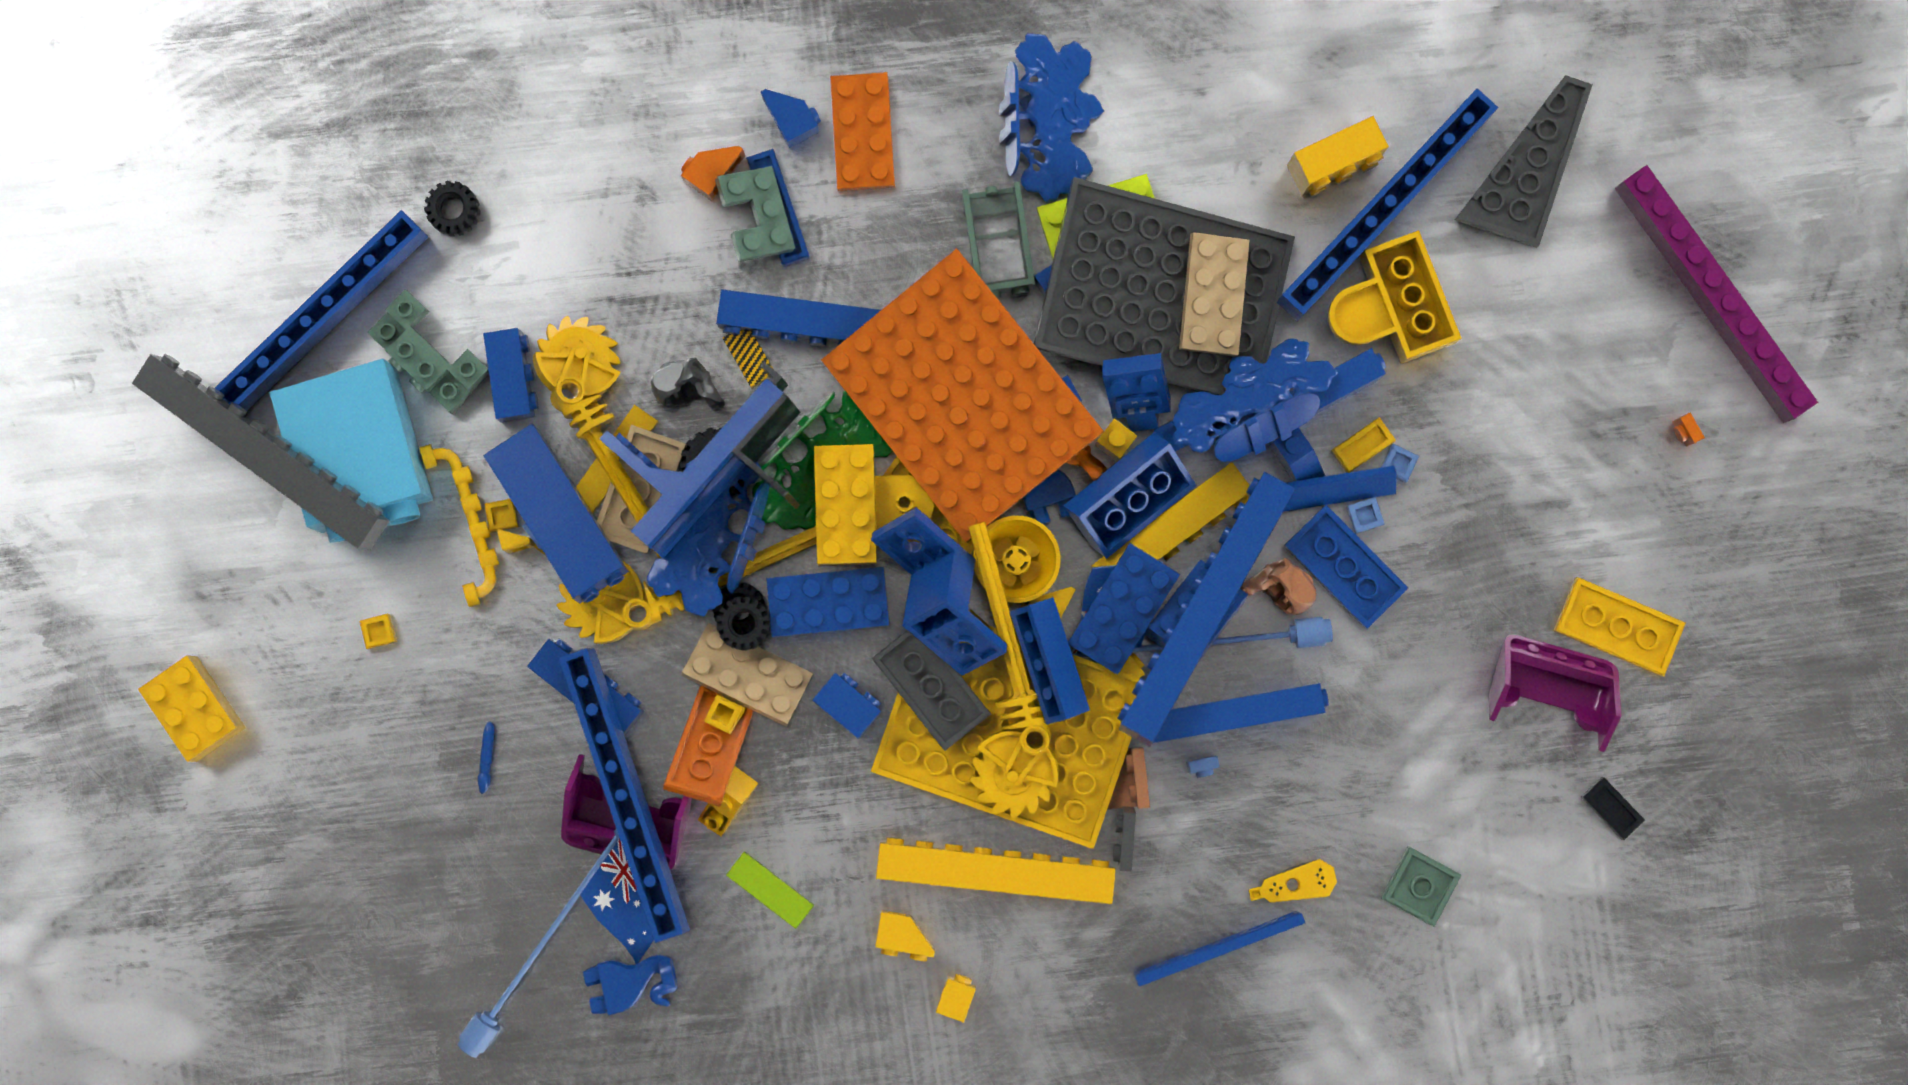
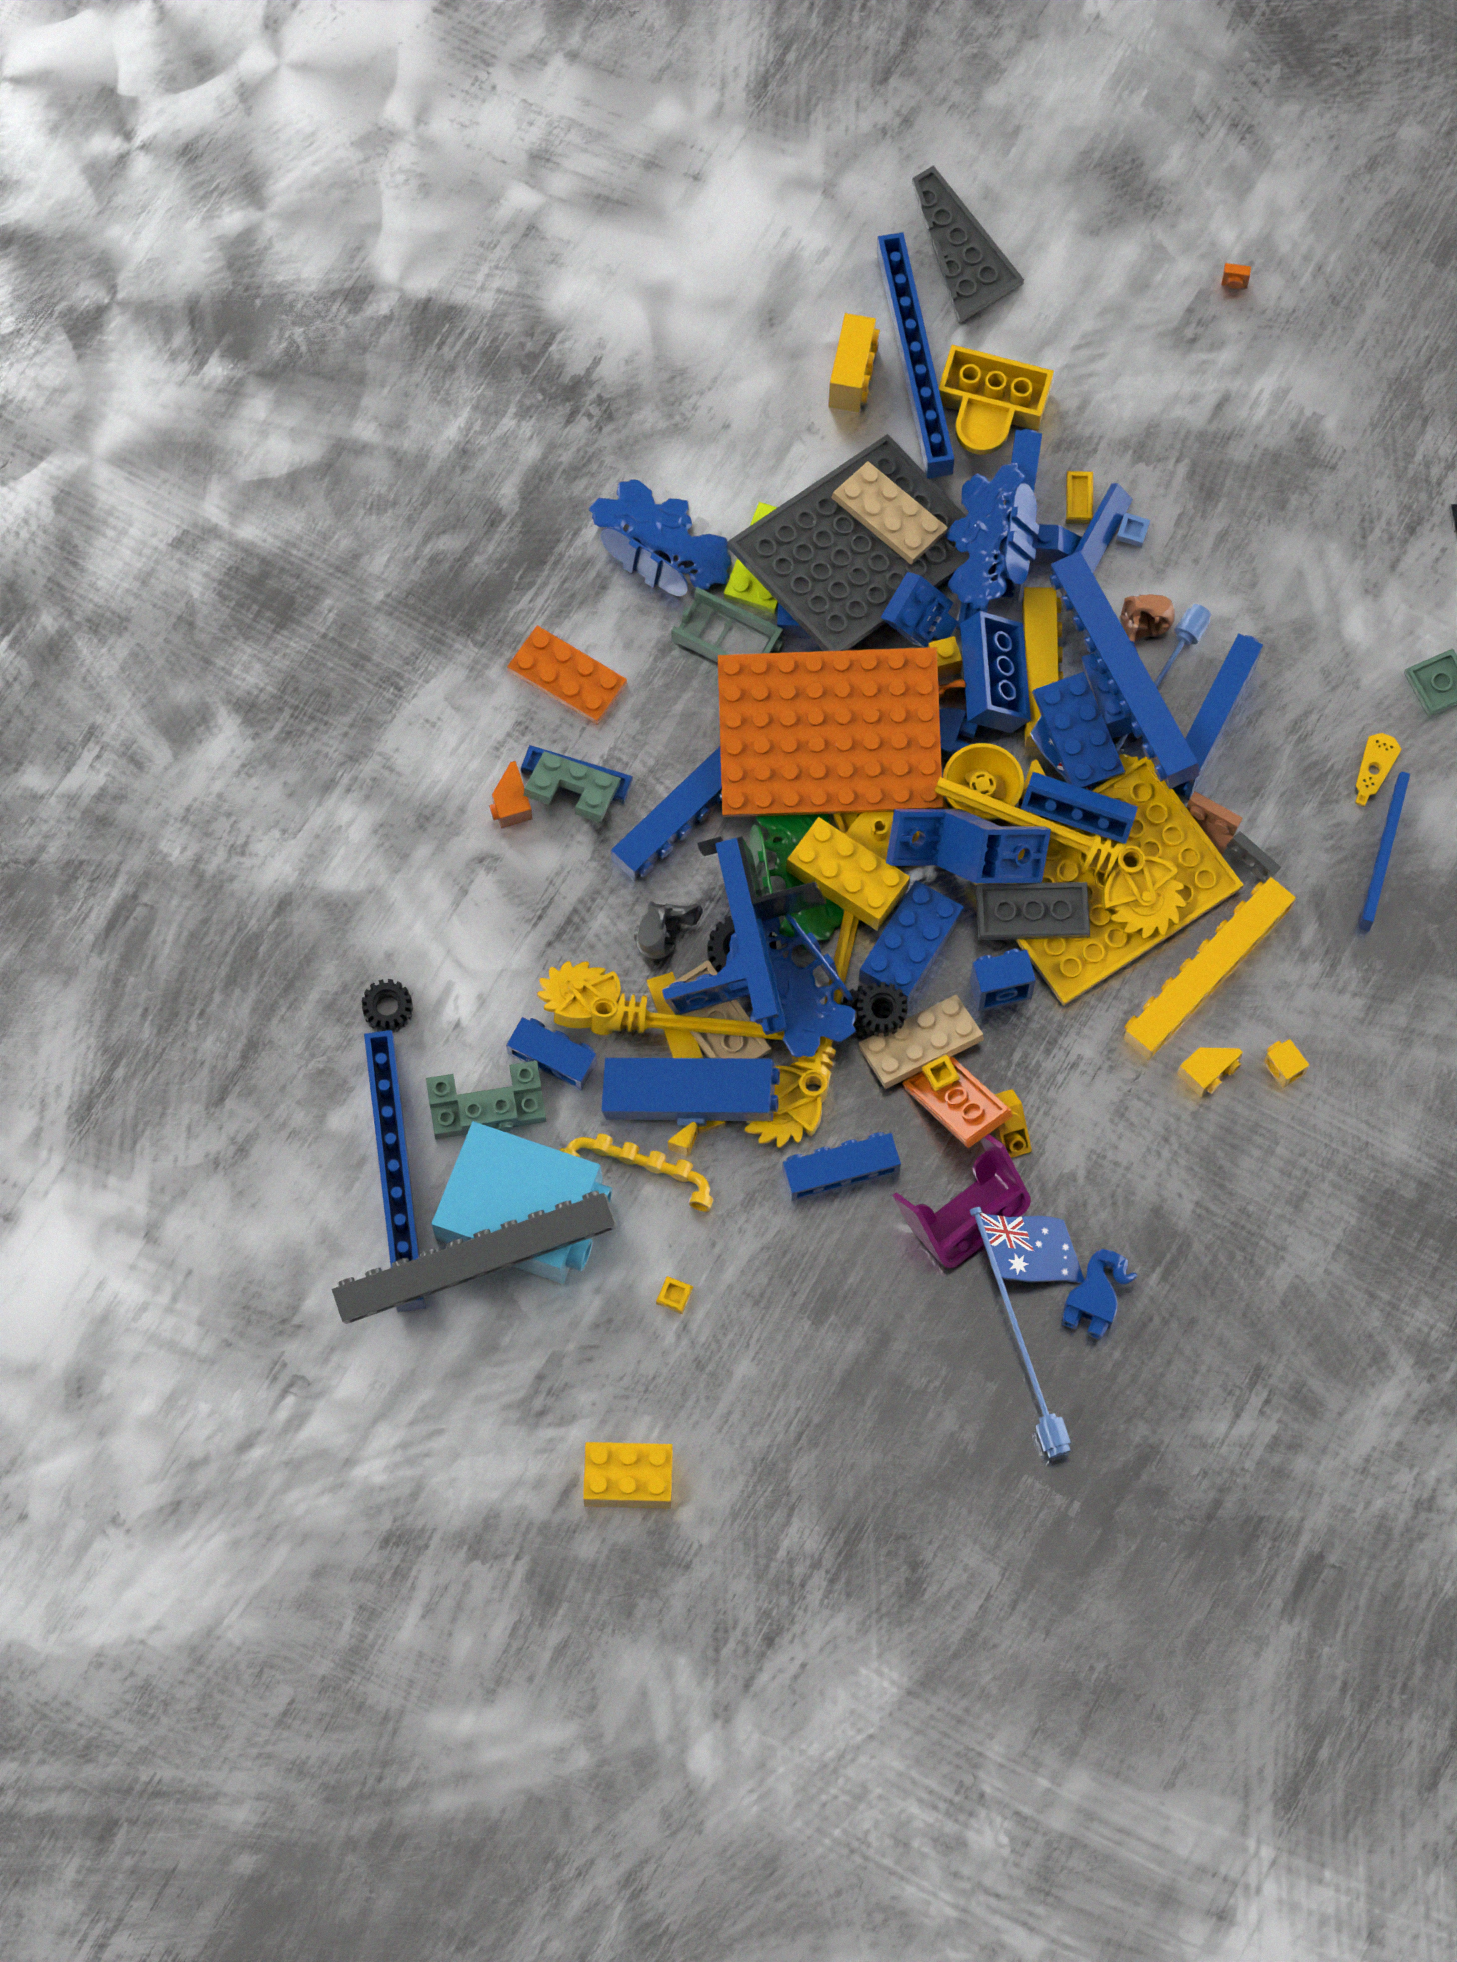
camera: 55 degrees left, 15 degrees down
(486, 757) = (851, 1294): blue piece -> none
(501, 515) = (655, 1137): yellow tile -> none
(624, 794) = (950, 1179): blue brick -> none
(748, 356) = (675, 873): tile -> none
(770, 889) = (1100, 1142): lime tile -> none
(791, 116) = (515, 714): blue slope -> none
(1203, 766) = (1238, 767): medium blue plate -> none
(1346, 567) = (1162, 568): blue plate -> none
(1402, 460) = (1111, 475): medium blue tile -> none
(1558, 679) = (1359, 482): magenta windscreen -> none
(1619, 626) = (1346, 420): yellow tile -> none
(1716, 295) = (1151, 191): magenta brick -> none

